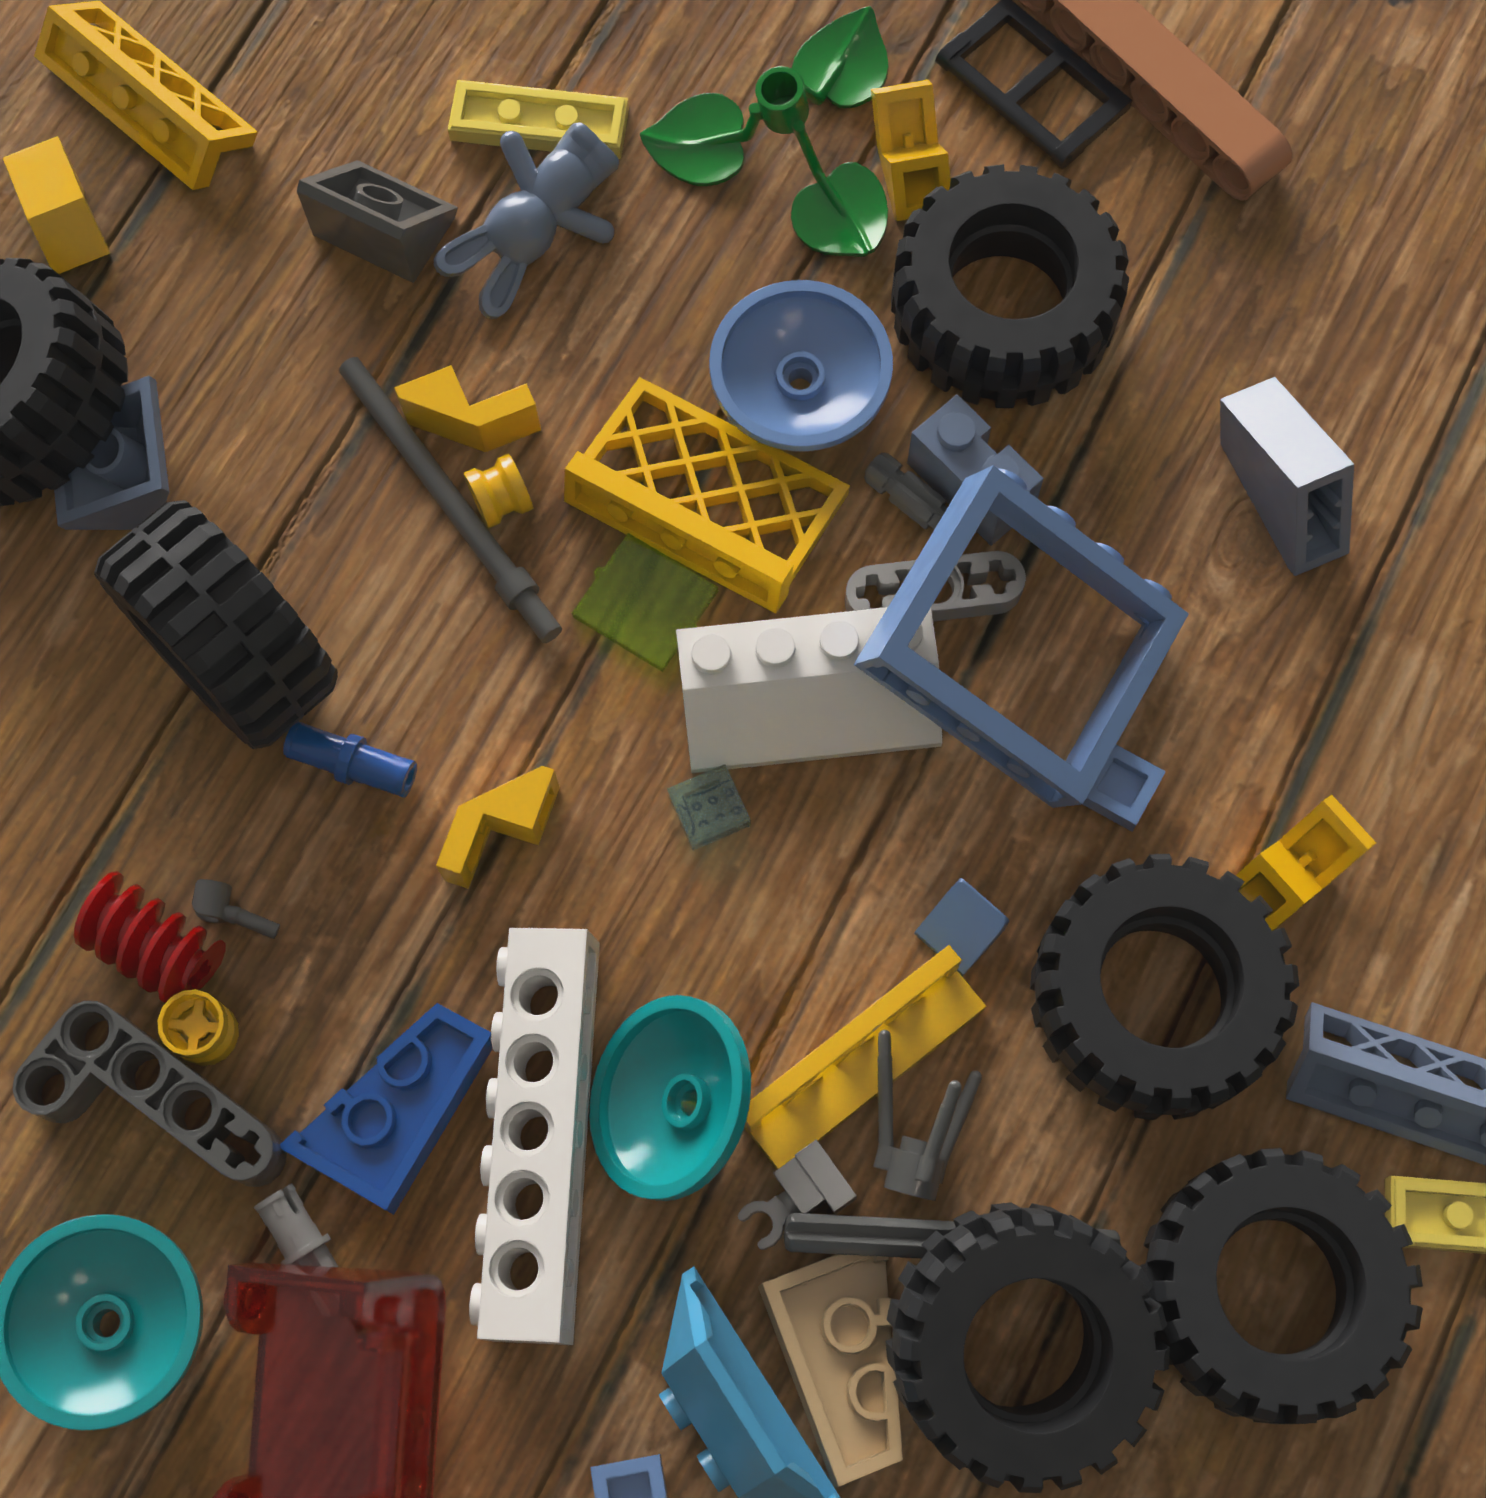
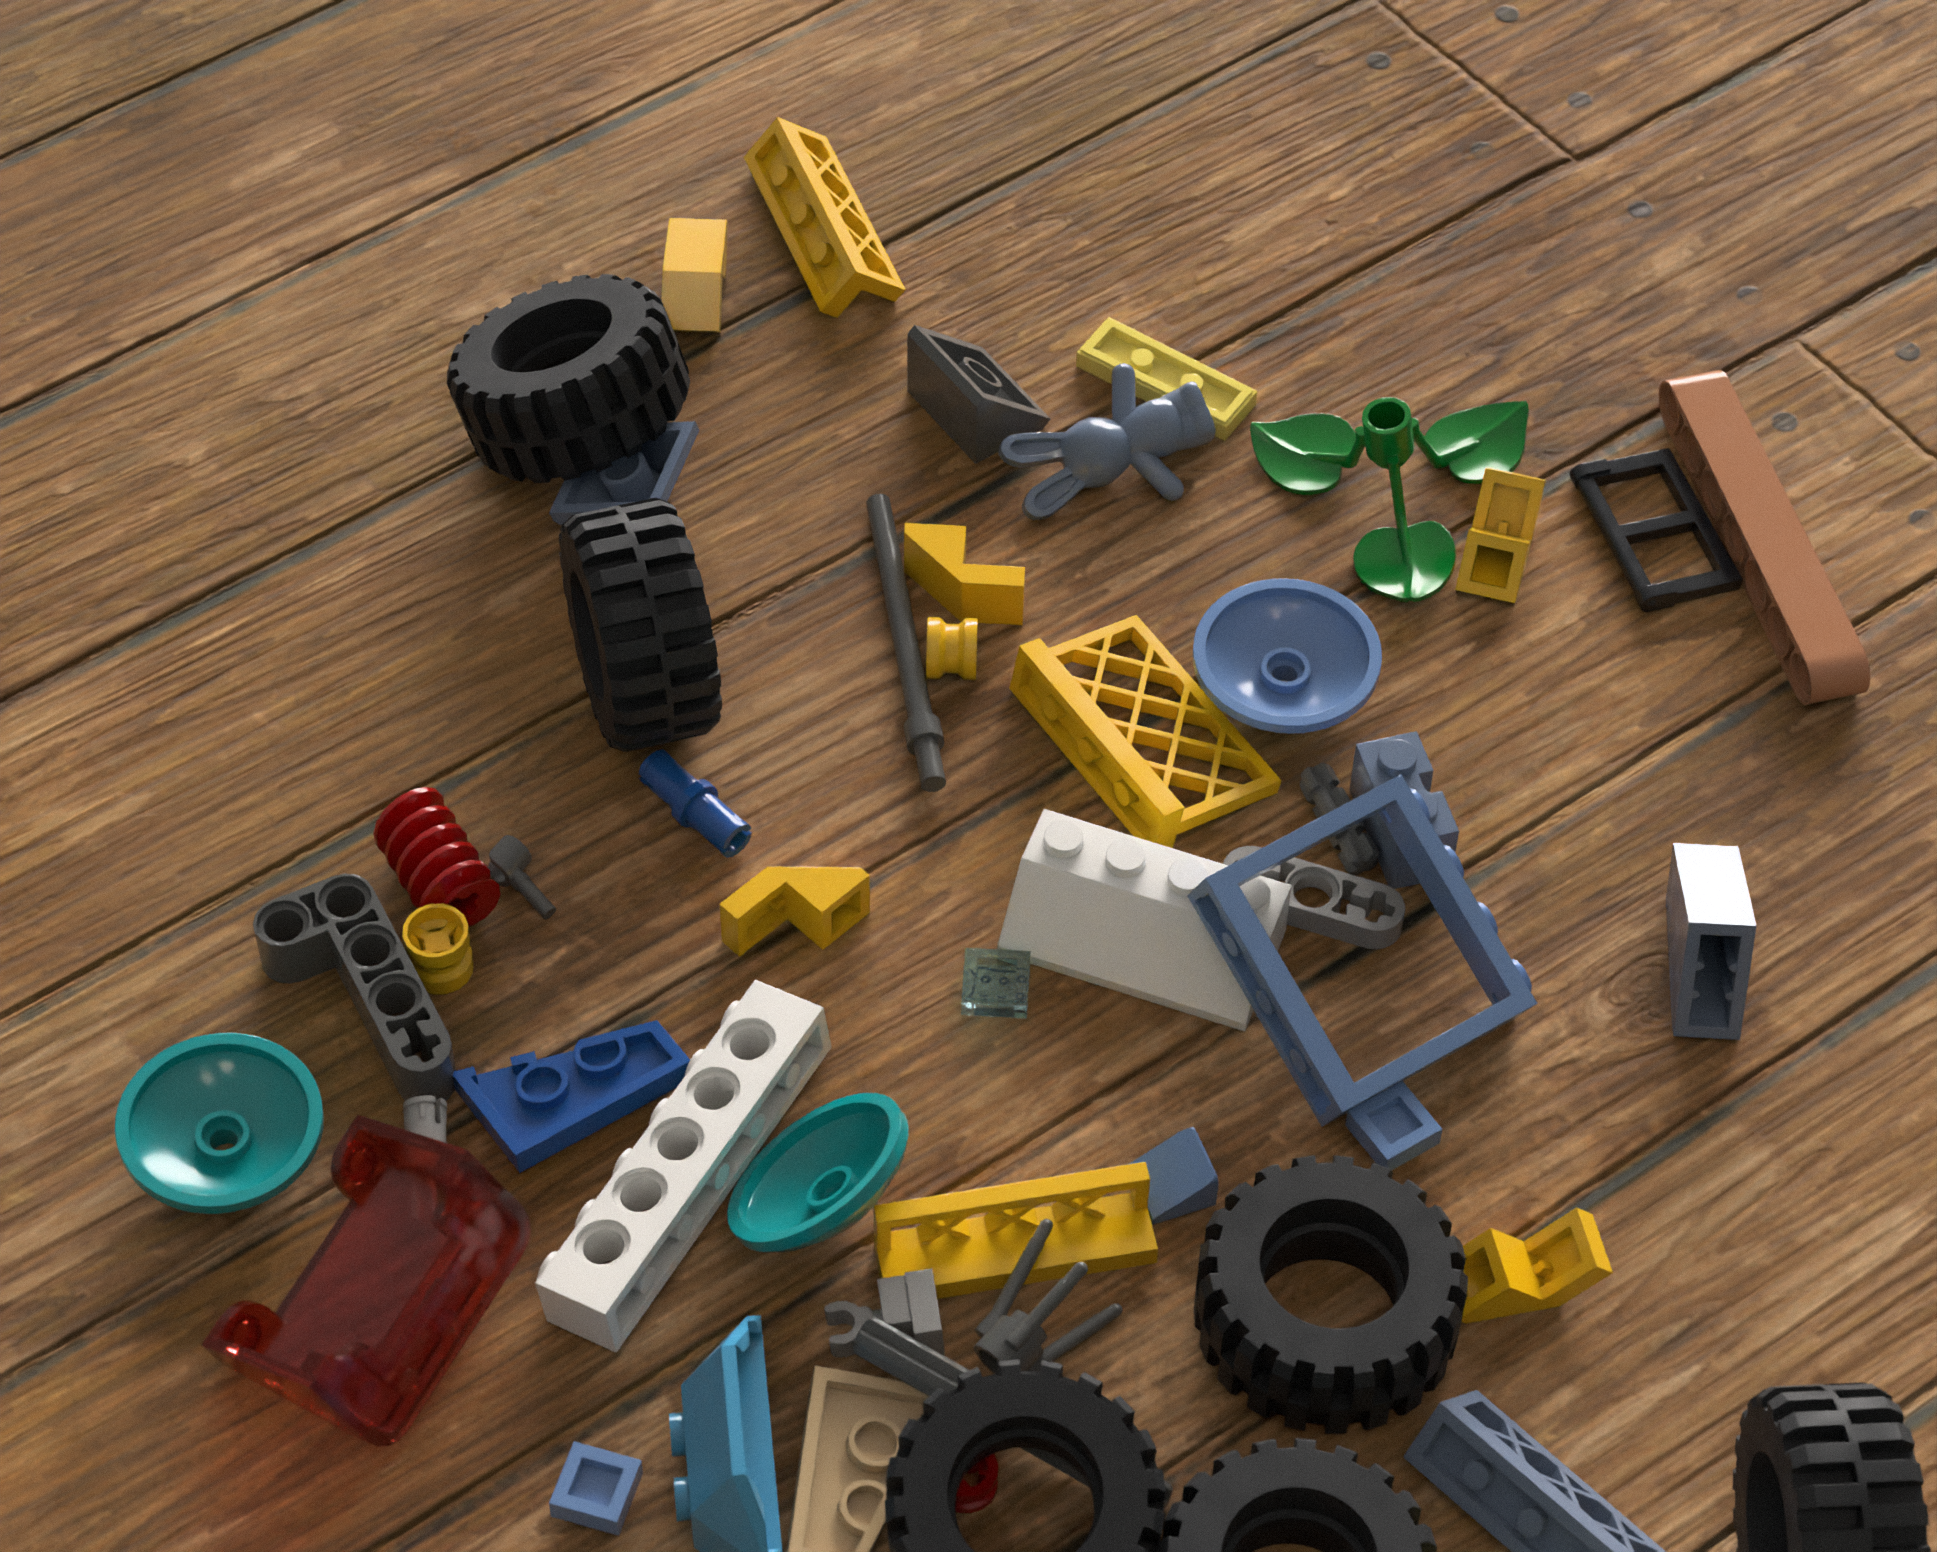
camera: 25 degrees right, 20 degrees down
(643, 601) = (1025, 783): clear neon green piece -> none
(1021, 219) = (1531, 611): black tyre -> none

